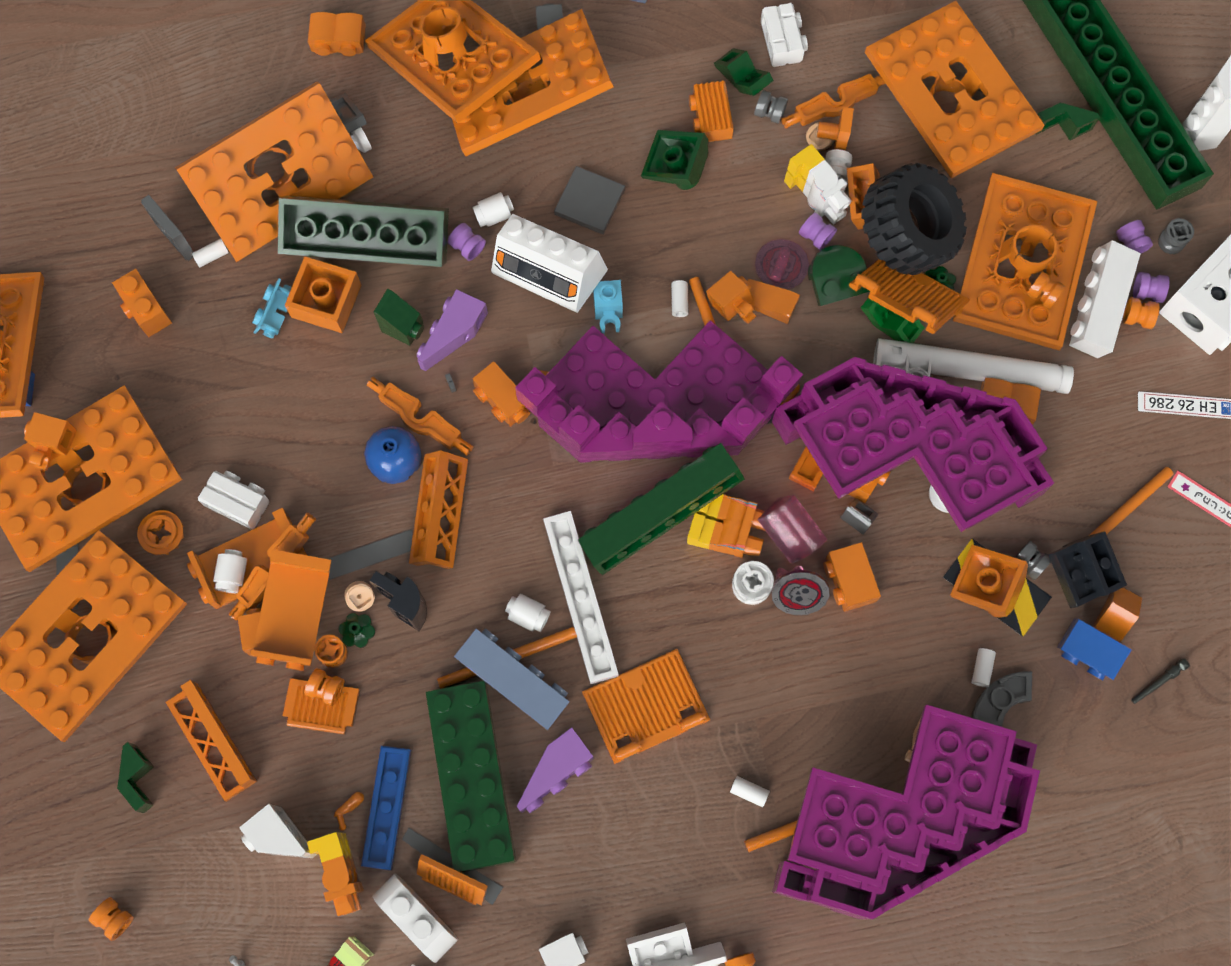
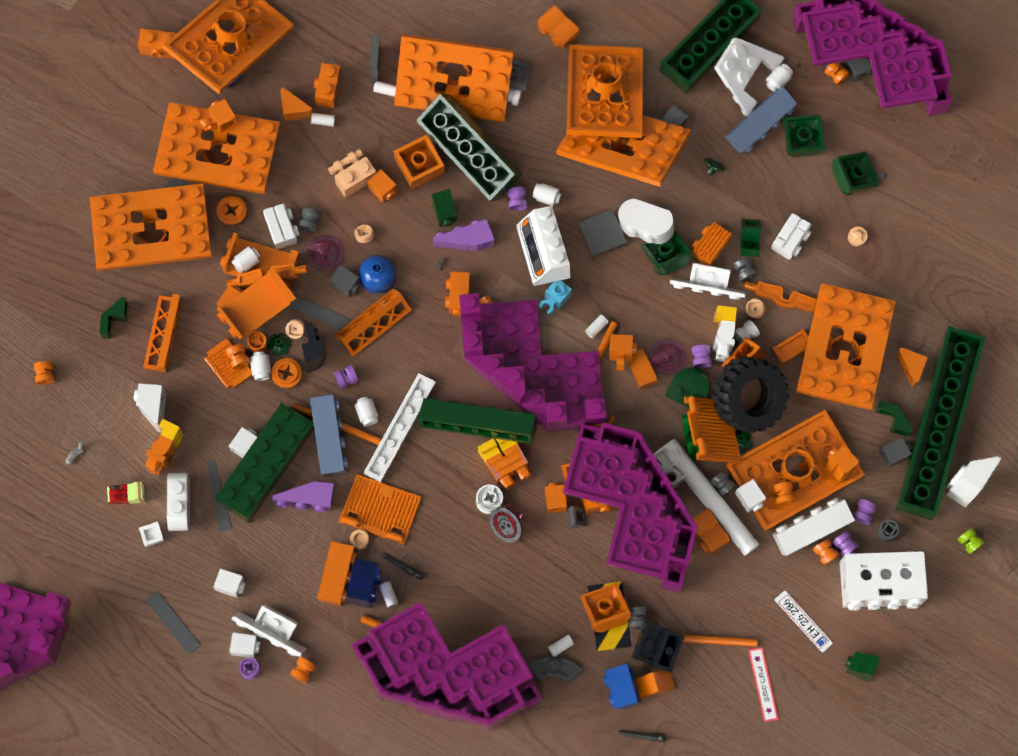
camera: 40 degrees right, 0 degrees up
(125, 359) = (293, 107): none -> orange slope
(171, 344) = (323, 119): none -> white piece
(260, 463) = (309, 220): none -> dark grey wheel
(266, 373) = (354, 176): none -> light nougat brick
(268, 318) = (382, 148): medium azure hinge -> none
(307, 356) = (382, 186): none -> orange brick
(311, 484) = (325, 252): none -> clear pink shield
(336, 424) = (364, 233): none -> light nougat tile
(350, 805) = (196, 423): orange piece -> none
(360, 673) = (260, 366): none -> white brick
(365, 494) = (345, 281): none -> dark grey brick
(383, 651) = (283, 365): none -> orange gear
(386, 808) = (213, 441): blue tile -> none
(423, 776) = (243, 441): none -> white brick
(431, 424) = (410, 276): orange piece -> none
(451, 880) = (210, 501): orange window -> none
(467, 596) = (345, 377): none -> medium lavender wheel
(625, 145) = (646, 221): none -> white brick
(635, 35) = (713, 166): none -> dark green plant
(657, 761) = (359, 539): none -> light nougat tile
(672, 824) = (336, 574): none -> orange brick
(715, 806) = (363, 583): none -> clear blue brick
(745, 147) = (709, 279): none -> white bracket
(746, 741) = (410, 570): none -> pearl dark grey piece
(792, 528) = (532, 490): clear pink brick -> none
(823, 512) = (555, 498): none -> orange brick
(838, 132) = (763, 315): orange tile -> none
(852, 577) = (540, 541): orange brick -> none
(893, 142) = (791, 347): none -> orange tile
(972, 339) = (723, 483): none -> dark grey wheel
(1017, 324) = (751, 496): none -> white brick
(1028, 55) = (912, 364): none -> orange slope
(1073, 205) = (841, 462): none -> orange brick
(1101, 153) = (895, 452): none -> dark grey brick

